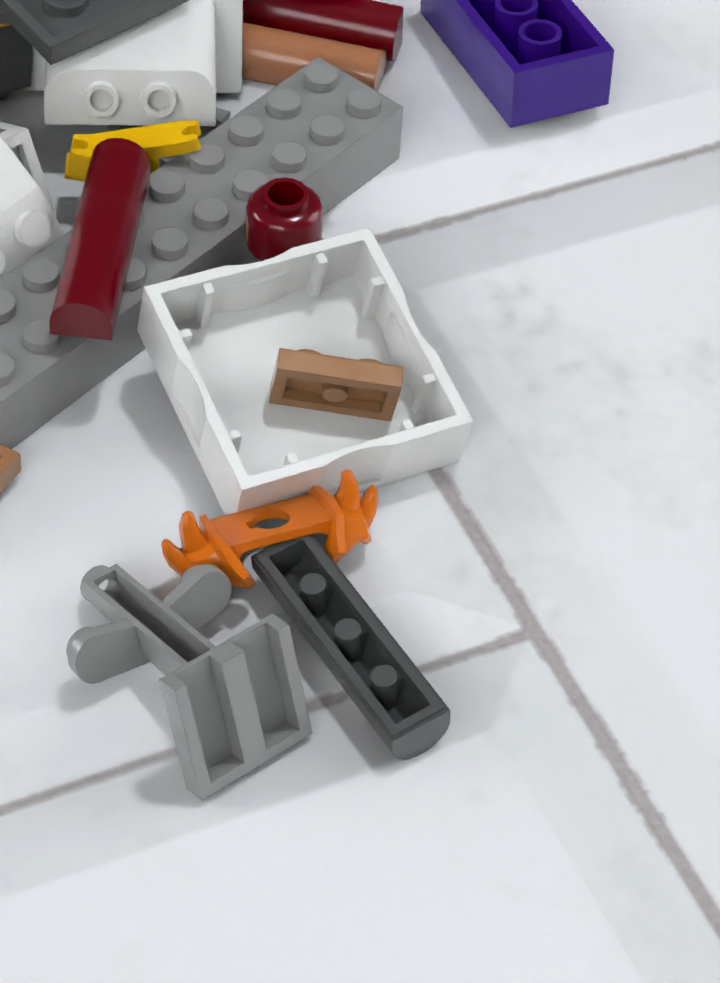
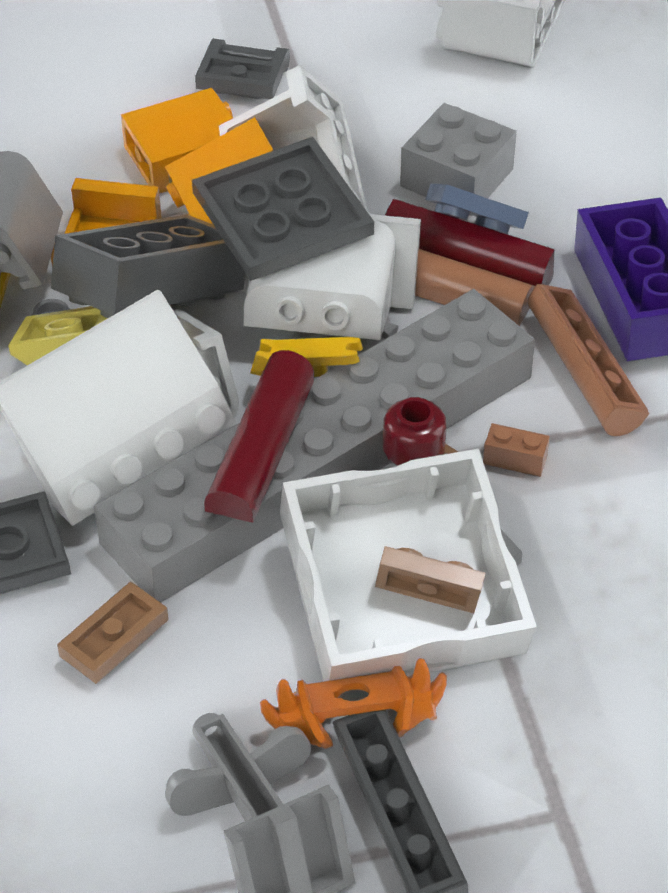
camera: 15 degrees right, 0 degrees up
(405, 235) = (516, 449): none -> nougat piece
(464, 128) = (588, 359): none -> nougat brick

